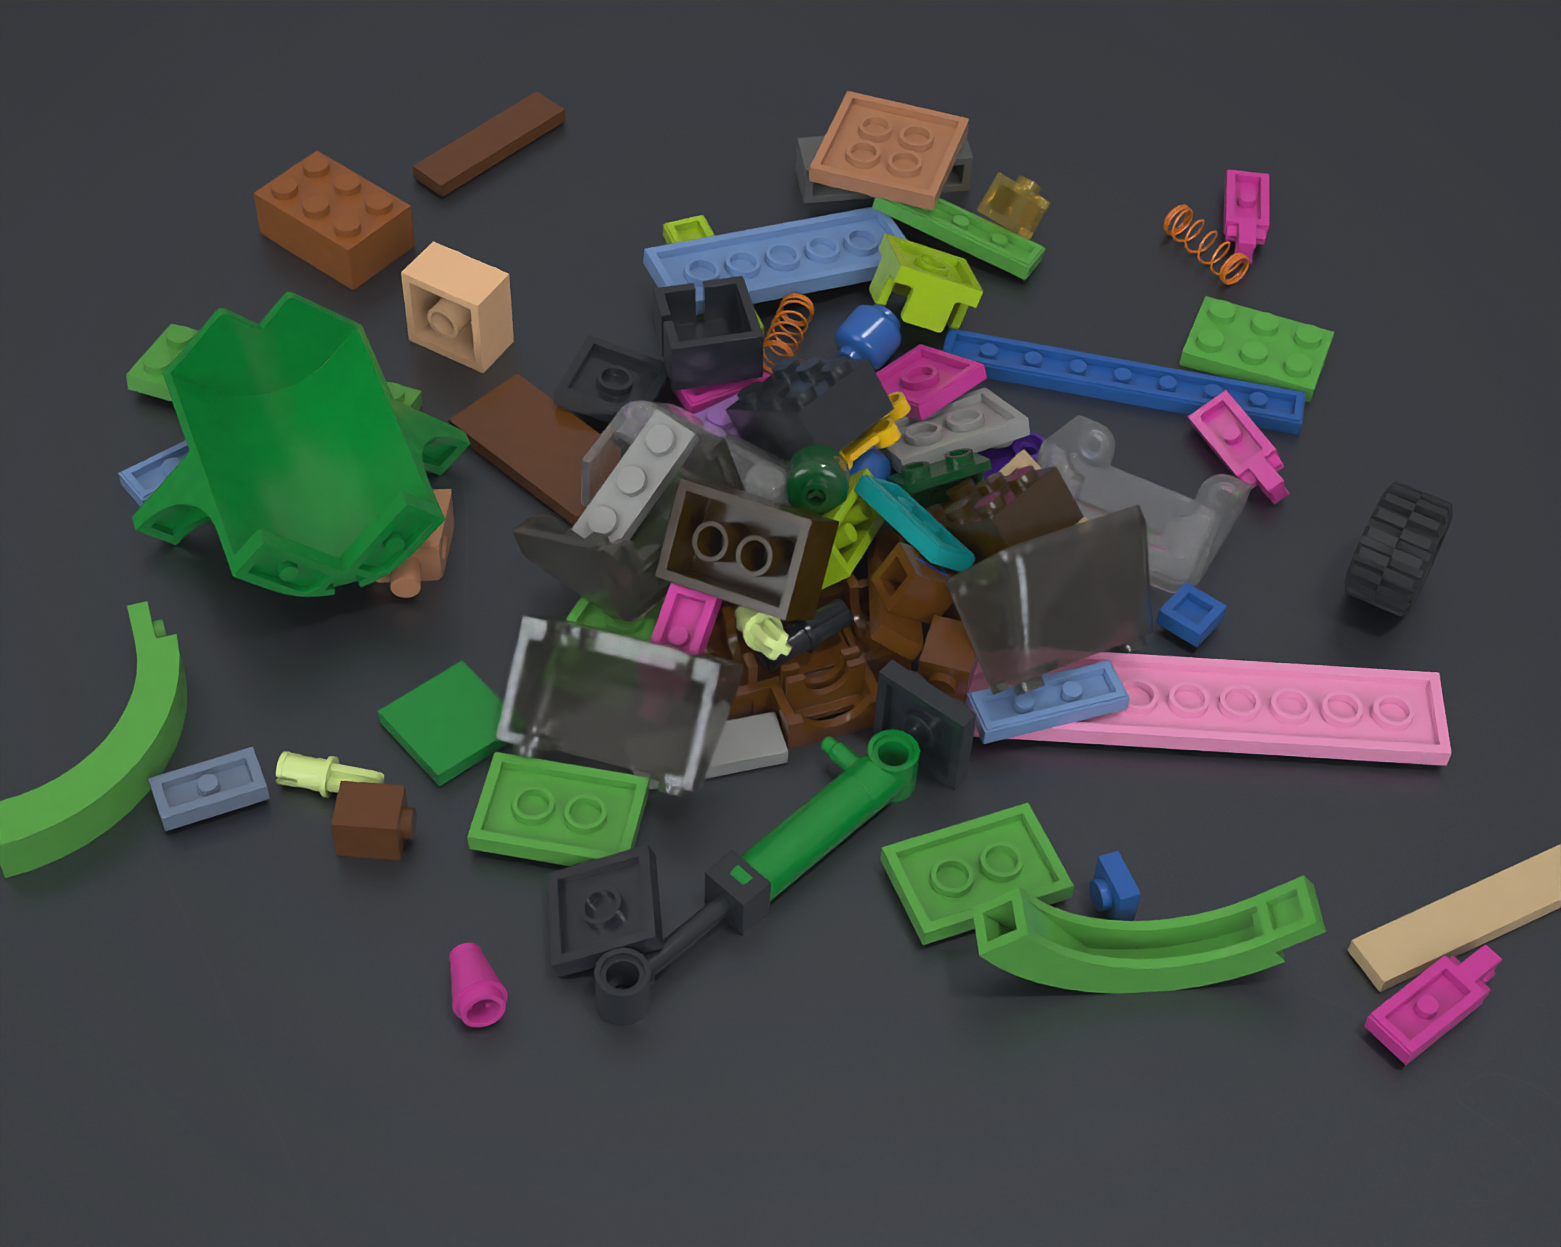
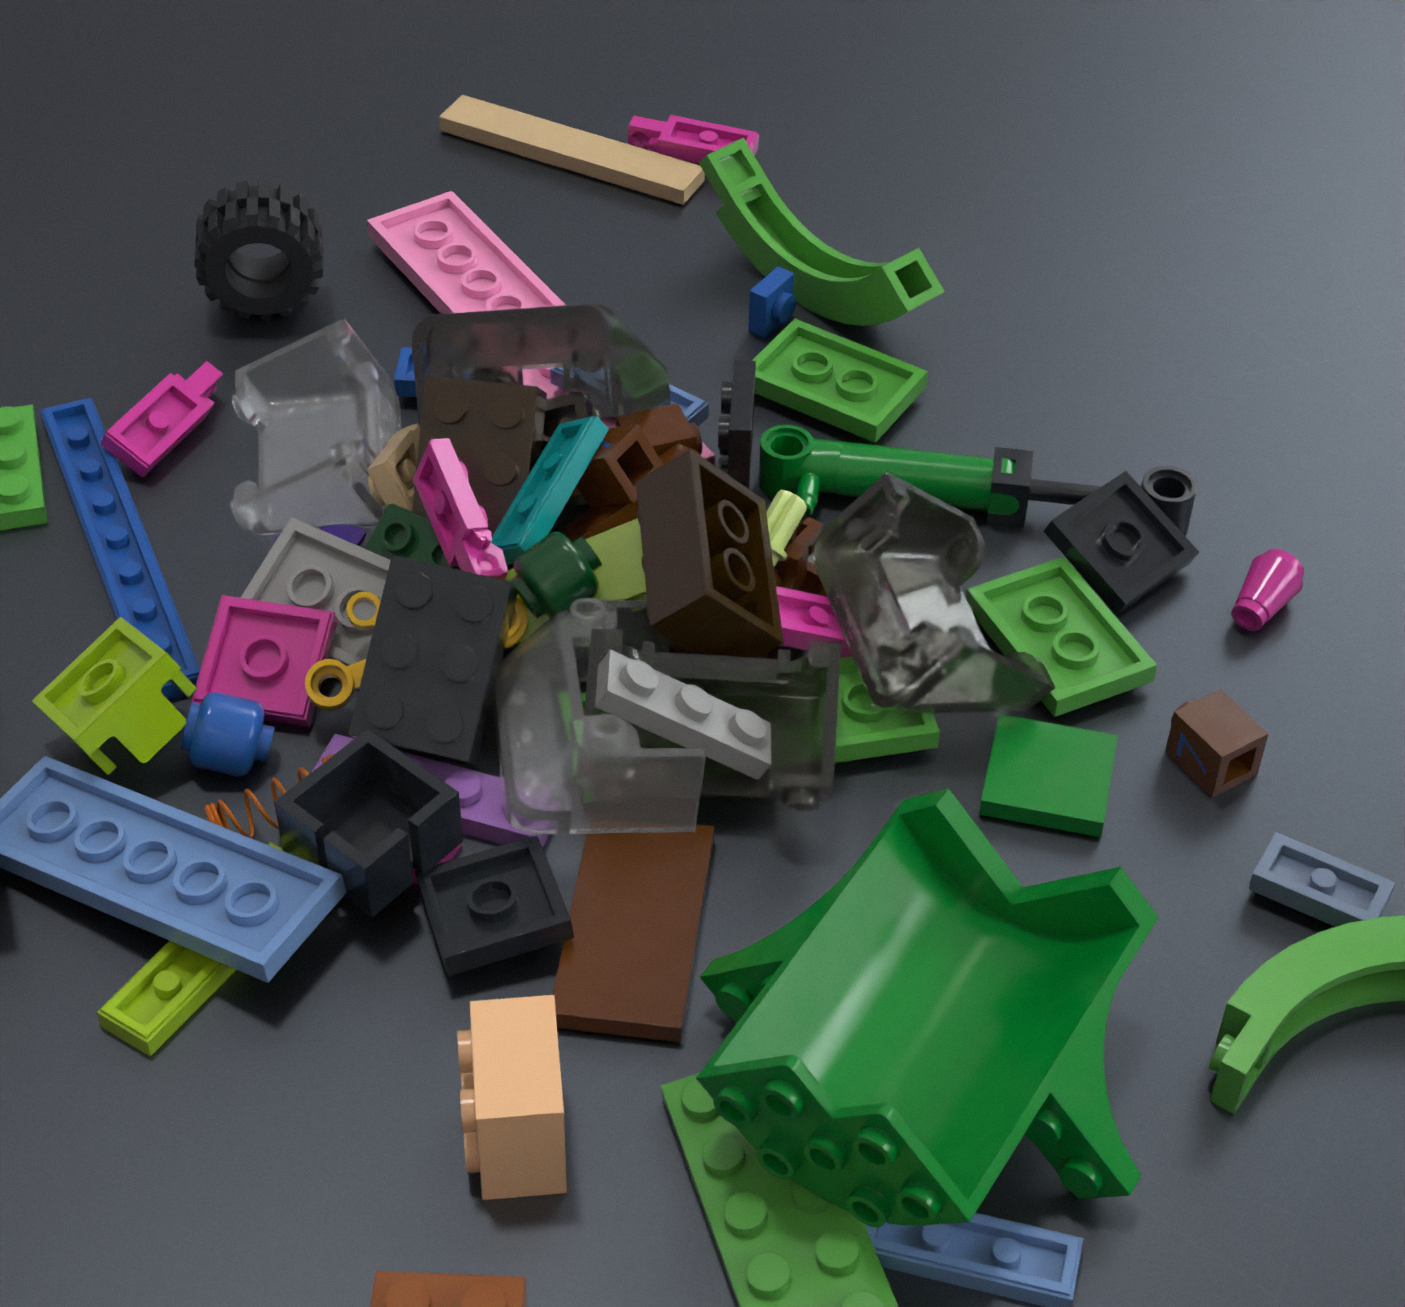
camera: 125 degrees left, 5 degrees down
(320, 773) = (1206, 814): yellowish green axle -> none
(919, 455) = (455, 513): none -> dark pink hinge

